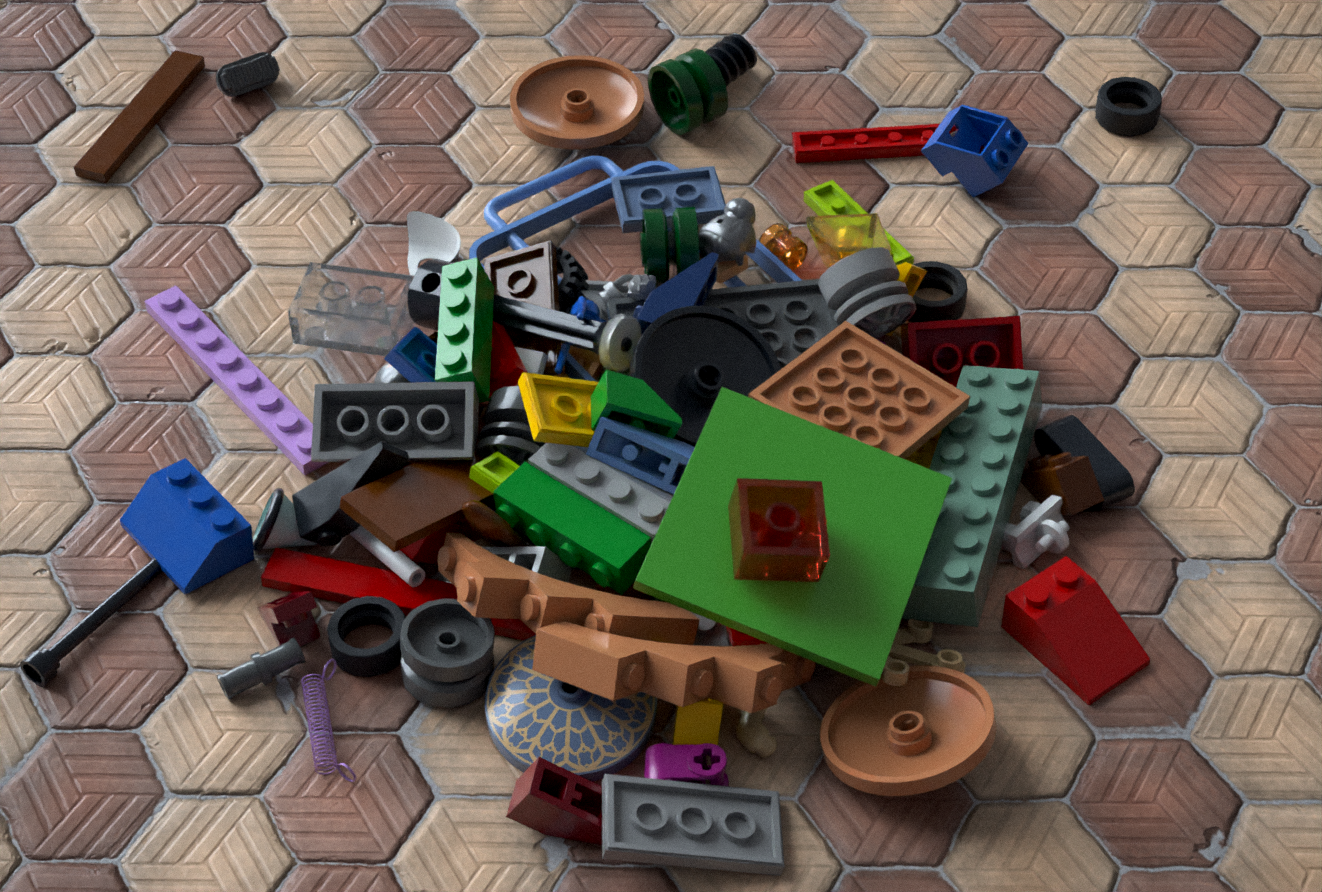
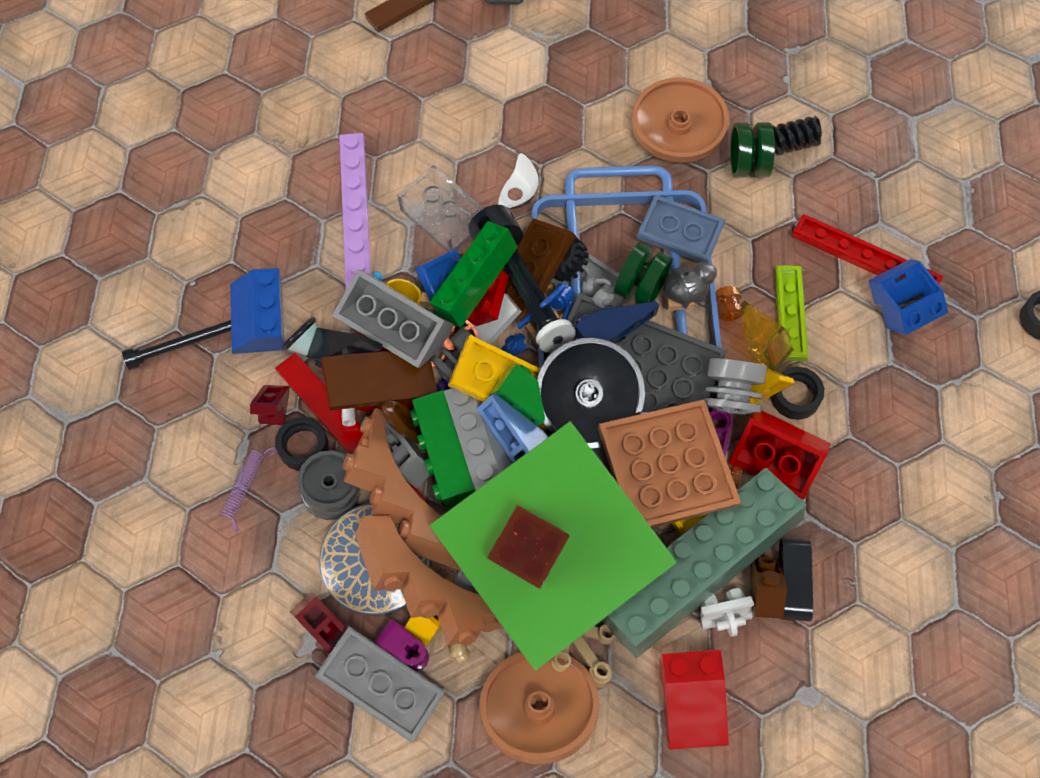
camera: 35 degrees right, 20 degrees up
(261, 668) = (235, 429): dark grey pin -> none
(492, 471) = (427, 383): lime tile -> none

